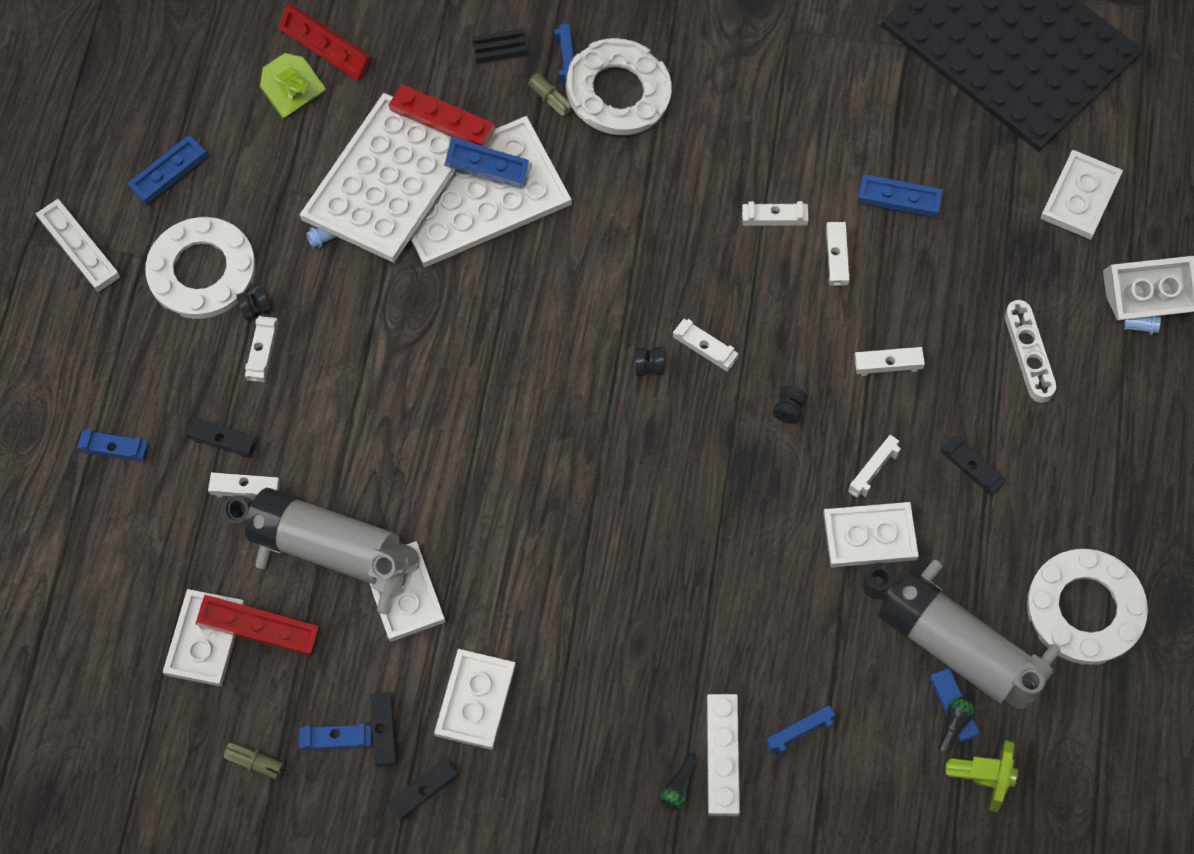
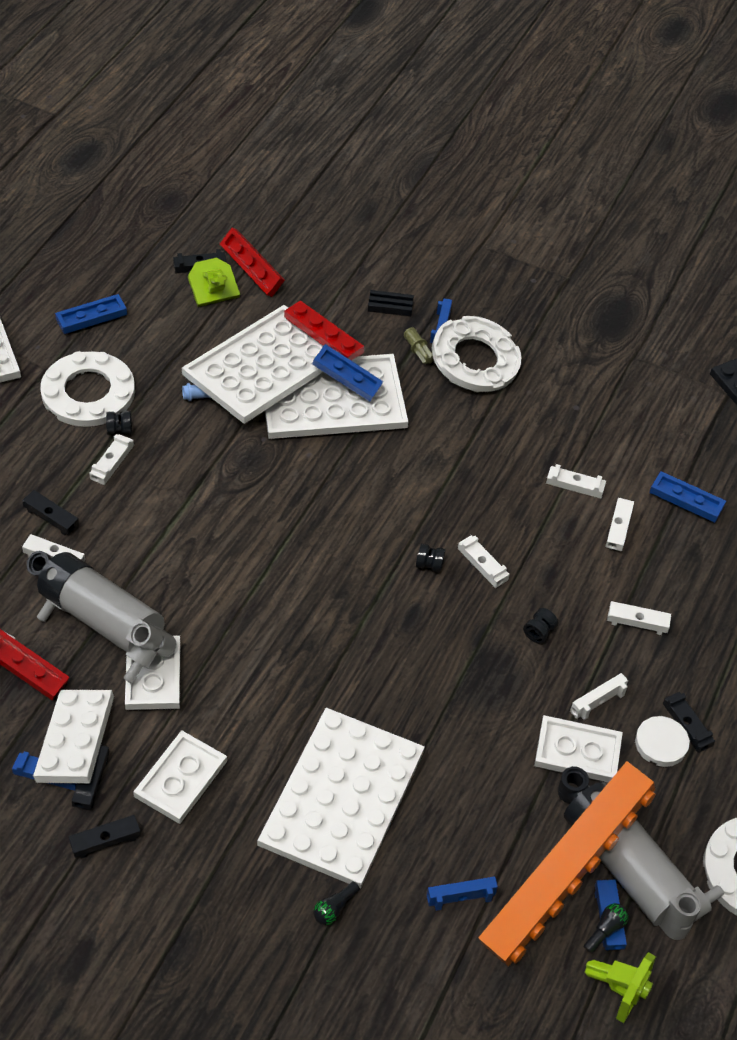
camera: 10 degrees right, 15 degrees down
(253, 64) = (185, 263): none -> black piece
(350, 692) = (74, 736): none -> white plate
(646, 665) = (341, 797): none -> white plate
(722, 755) = (383, 893): white plate -> none
(900, 674) = (567, 864): none -> orange brick
(952, 496) = (662, 741): none -> white tile

